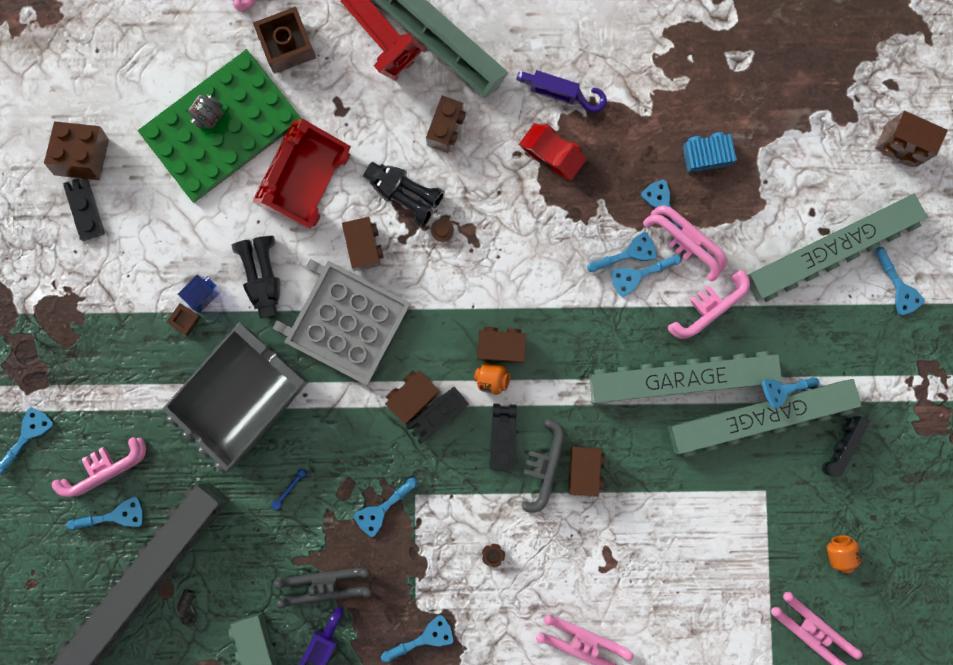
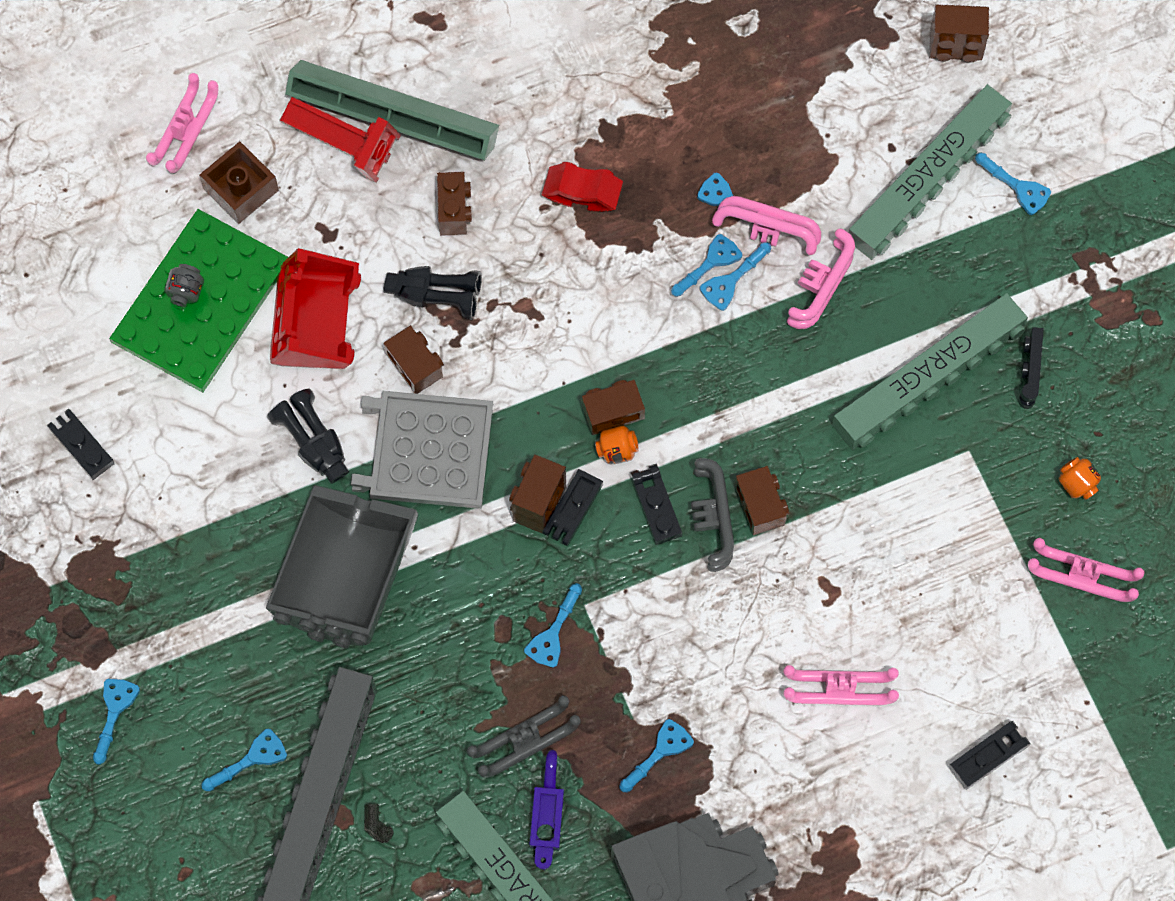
camera: 20 degrees left, 15 degrees down
(76, 150) = (52, 382): reddish brown brick -> none
(102, 469) = (218, 711): bright pink piece -> none
(183, 319) = (244, 516): reddish brown plate -> none
(199, 293) = (251, 481): clear blue brick -> none
(301, 473) = (432, 674): blue hinge -> none
(442, 230) = (495, 314): reddish brown plate -> none
(496, 561) = (703, 626): reddish brown plate -> none
(561, 89) = (563, 122): dark purple piece -> none
(685, 378) = (827, 365): sand green brick -> none
(709, 152) = (752, 126): dark azure brick -> none
(777, 392) = (932, 336): dark azure piece -> none

